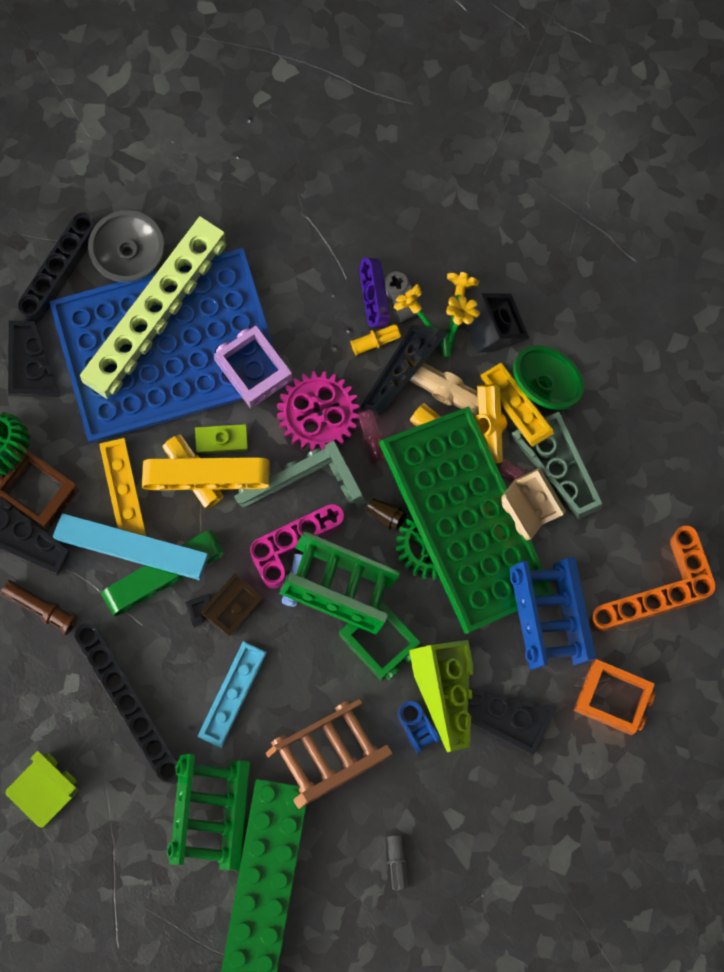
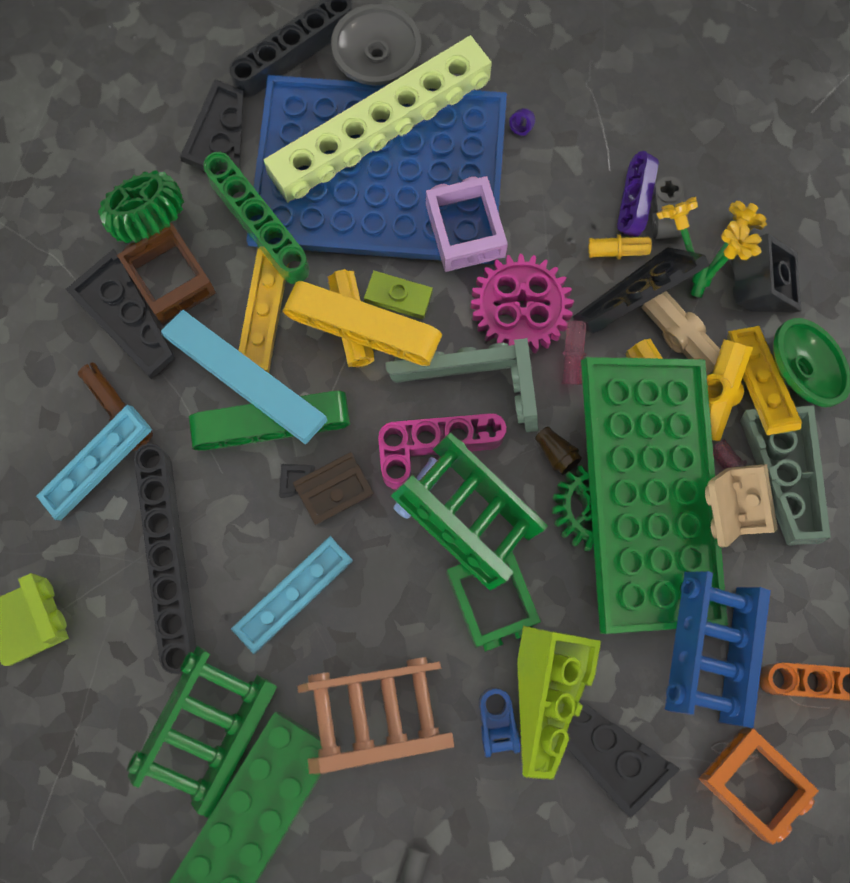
camera: 25 degrees right, 0 degrees up
(44, 654) = (94, 462): none -> medium azure tile
(84, 411) = (252, 204): none -> green beam
(259, 263) = (517, 119): none -> dark purple hinge

